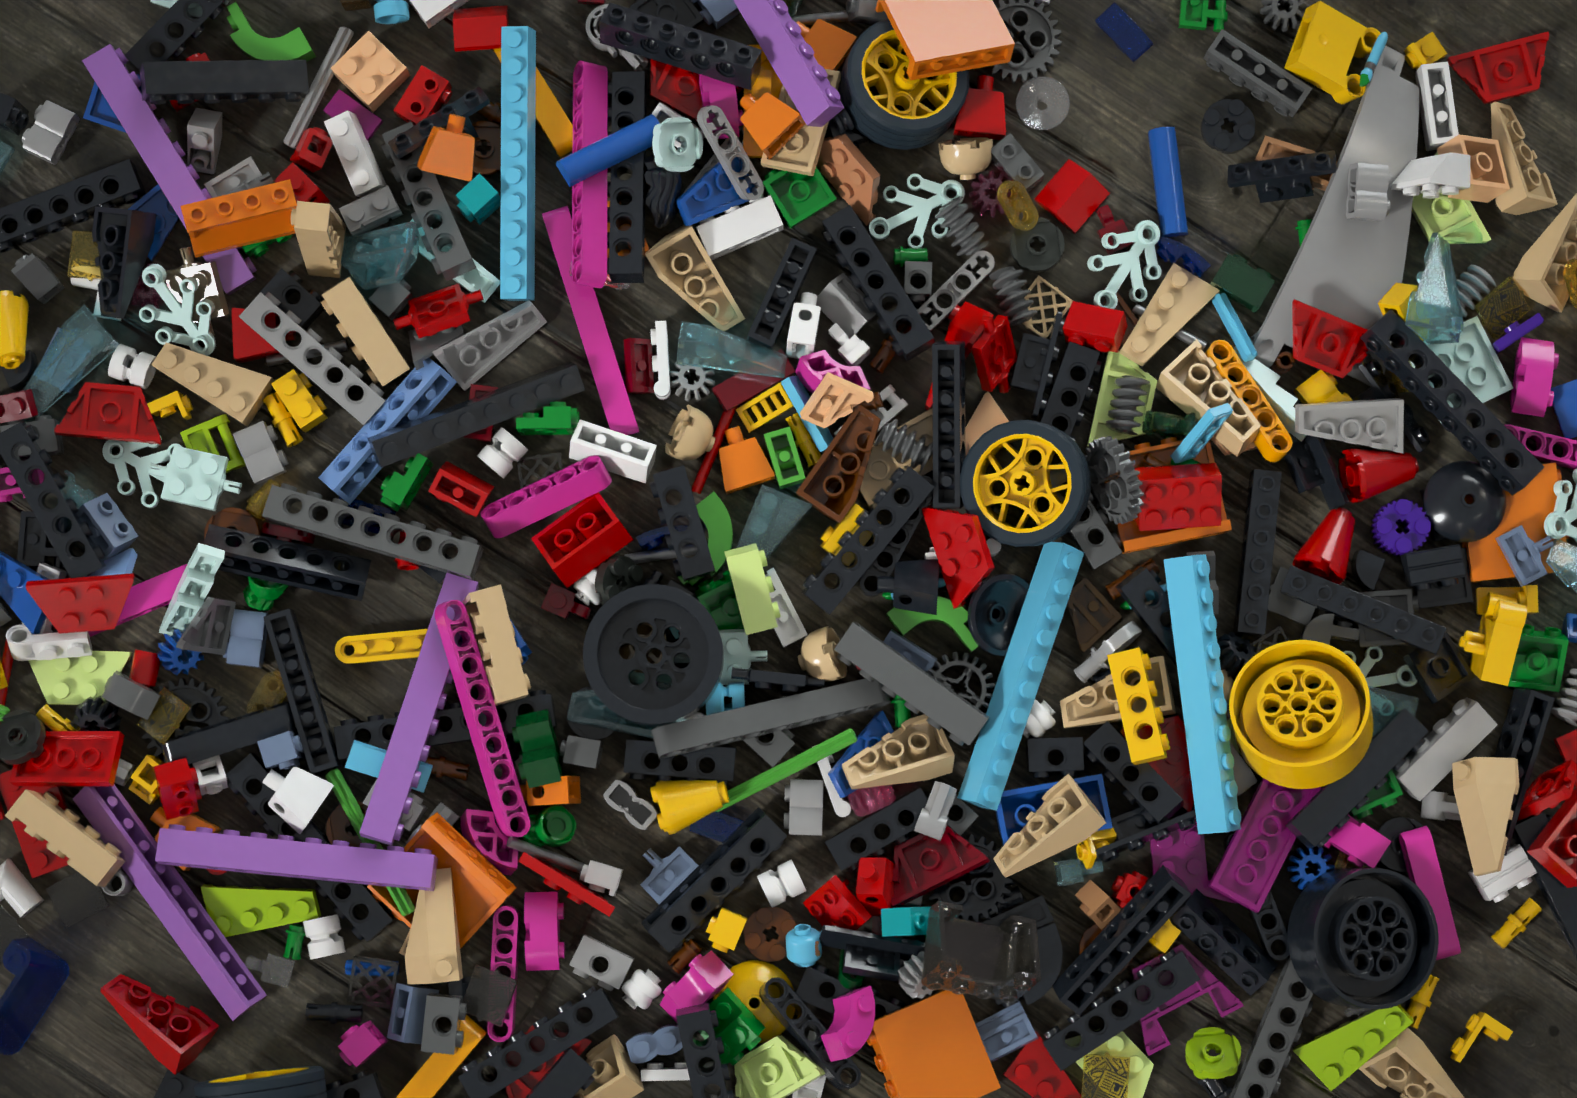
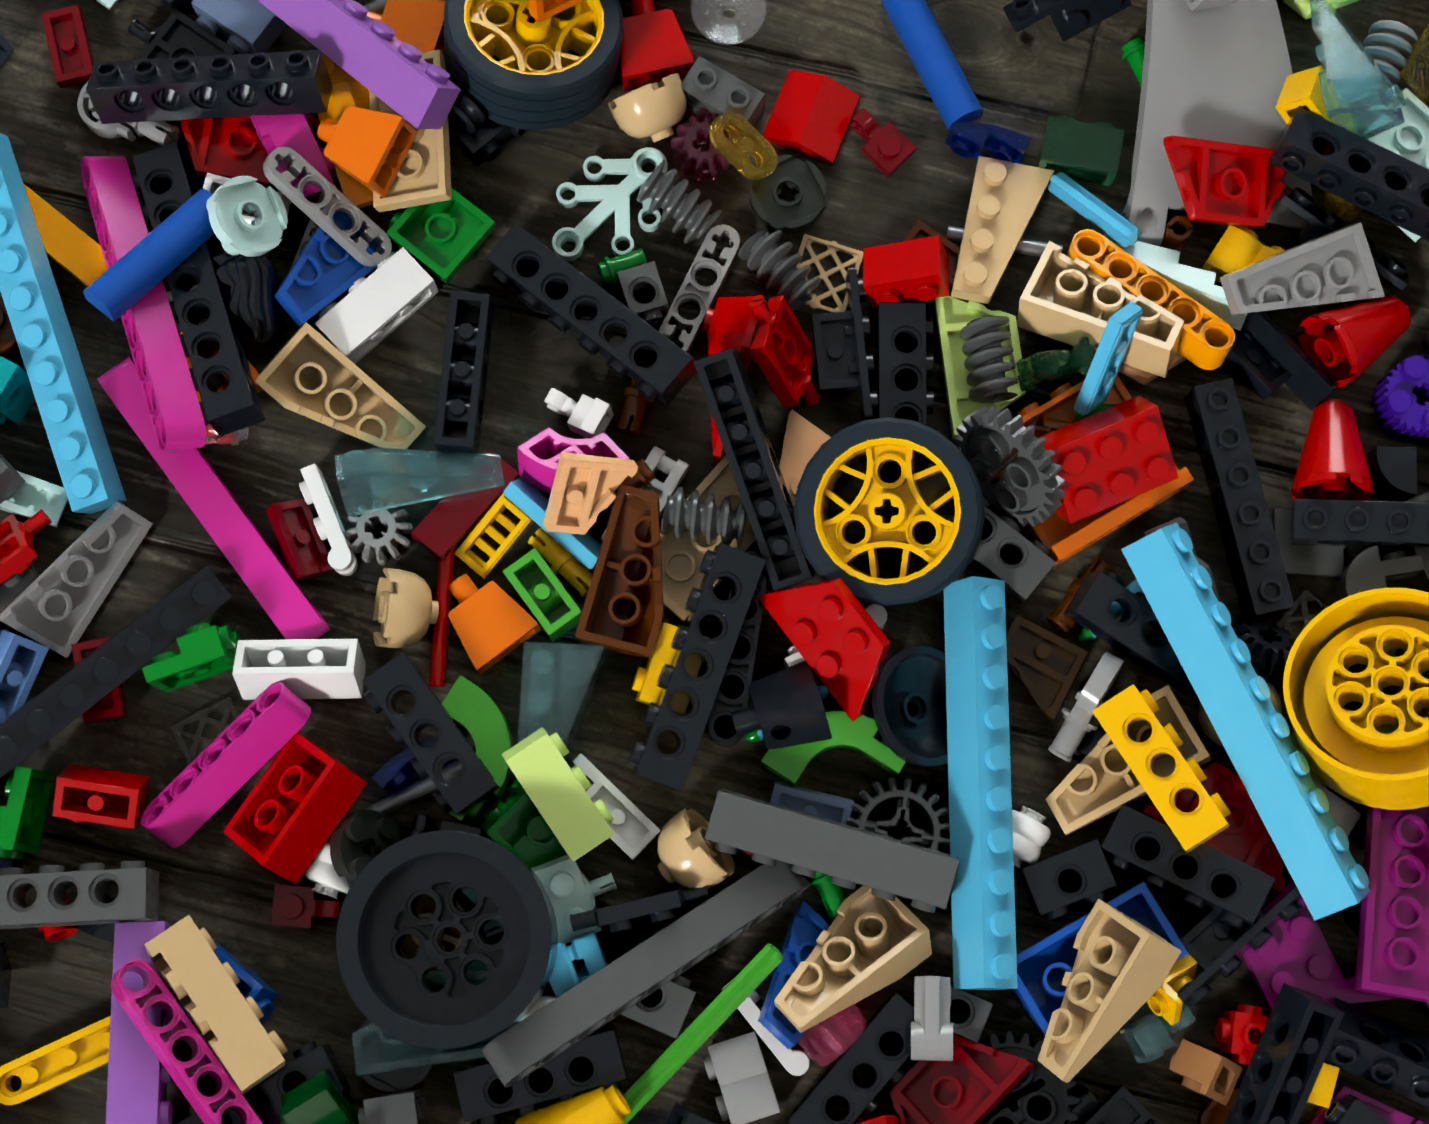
camera: 20 degrees left, 5 degrees down
(502, 452) = (145, 725): white wheel -> none
(803, 326) = (508, 407): white torso -> none
(845, 305) = (556, 361): light grey panel -> none
(850, 175) = (502, 183): nougat wing -> none
(1128, 262) = (919, 173): light aqua plant -> none

